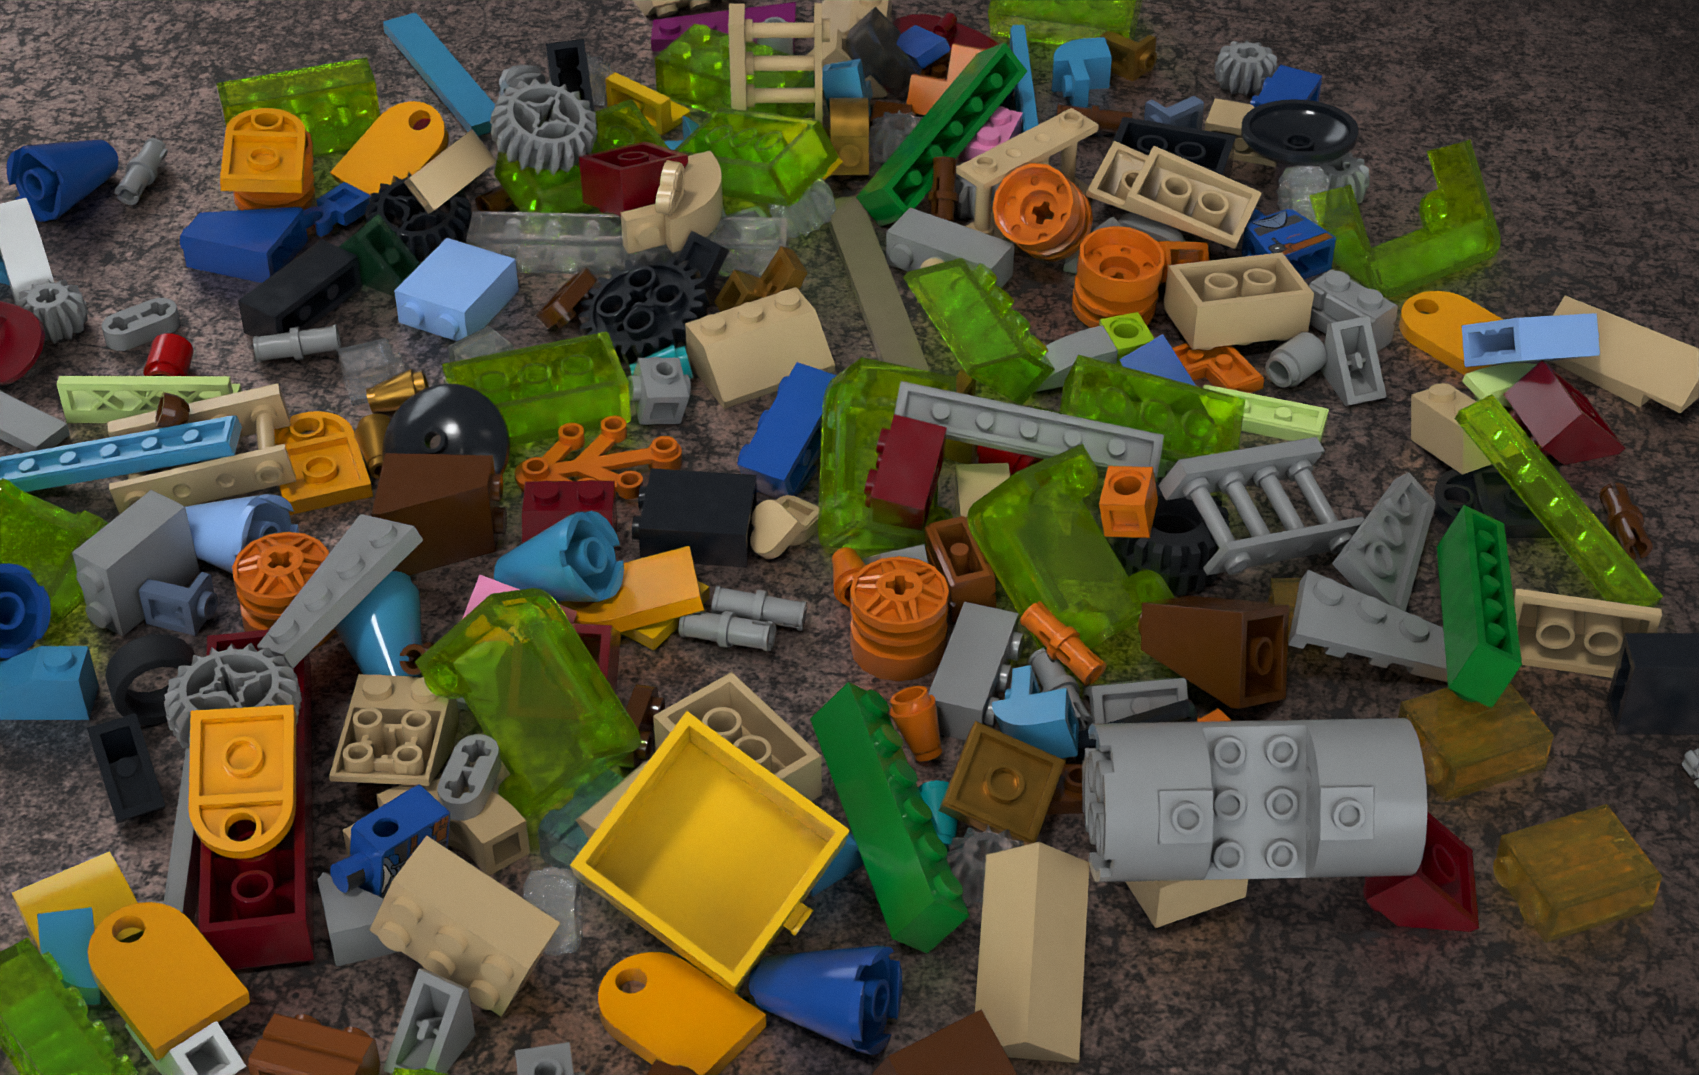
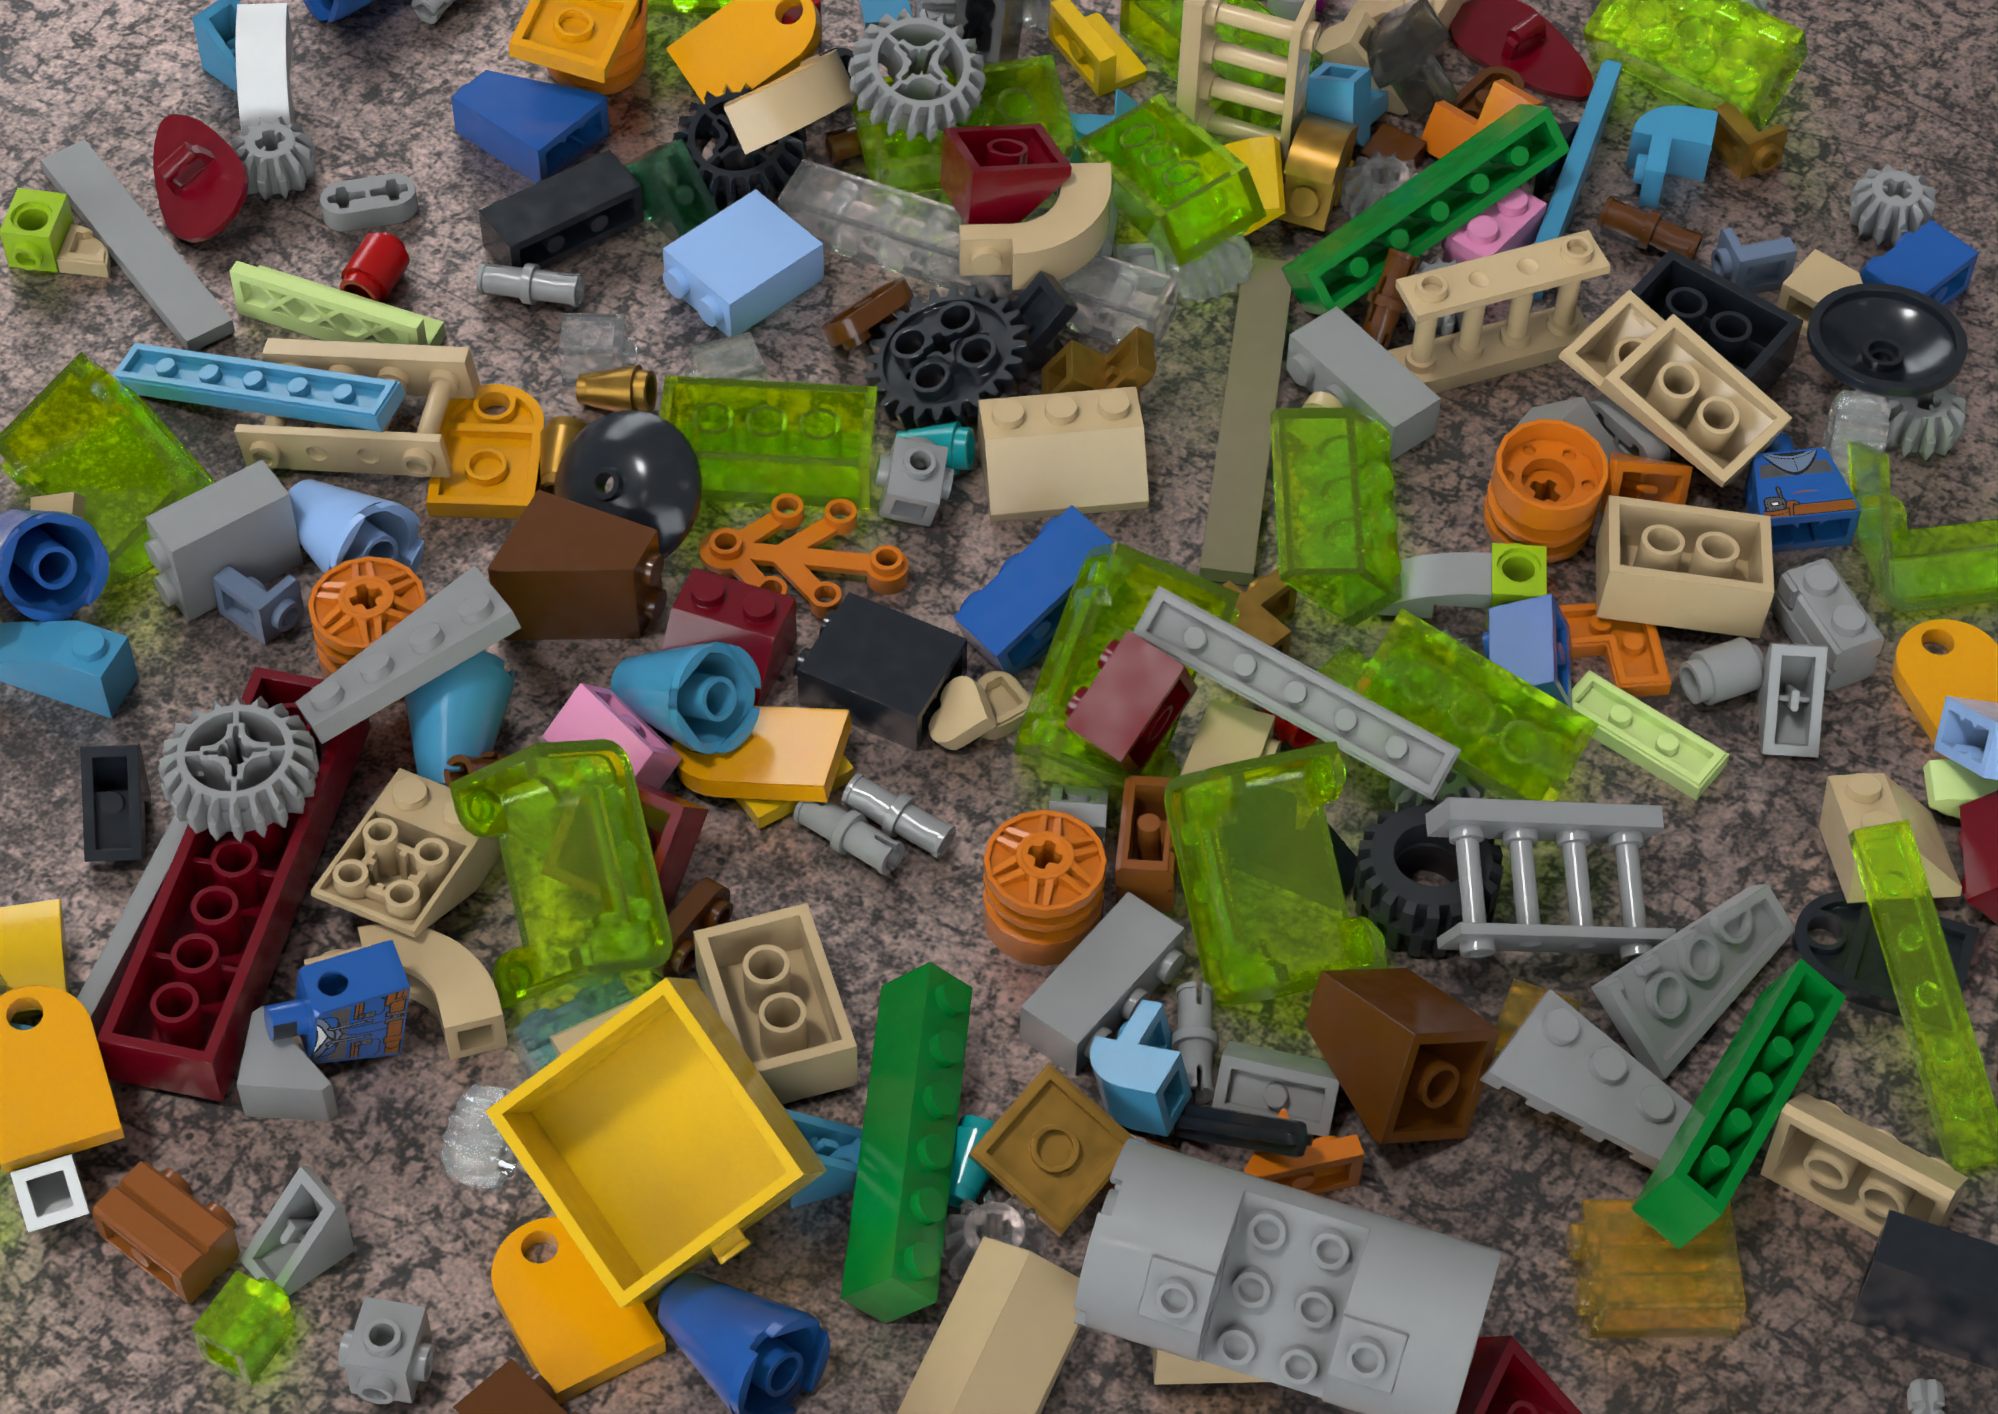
camera: 20 degrees right, 10 degrees up
(137, 658) = (174, 675): black tyre -> none
(171, 411) = (336, 352): reddish brown hinge -> none
(242, 771) = (208, 868): light orange tile -> none
(340, 205) = (655, 99): blue plate -> none
(463, 925) = (369, 1131): tan brick -> none
(478, 779) = (455, 937): light grey beam -> none
(671, 188) = (1026, 213): tan tile -> none
(845, 565) = (1025, 794): orange cone -> none
(917, 721) = (999, 1029): orange cone -> none
(922, 45) = (1473, 57): blue tile -> none
(1031, 196) = (1466, 364): orange wheel -> none
(1063, 643) = (1217, 985): orange pin -> none
(1128, 501) = (1375, 826): orange brick -> none

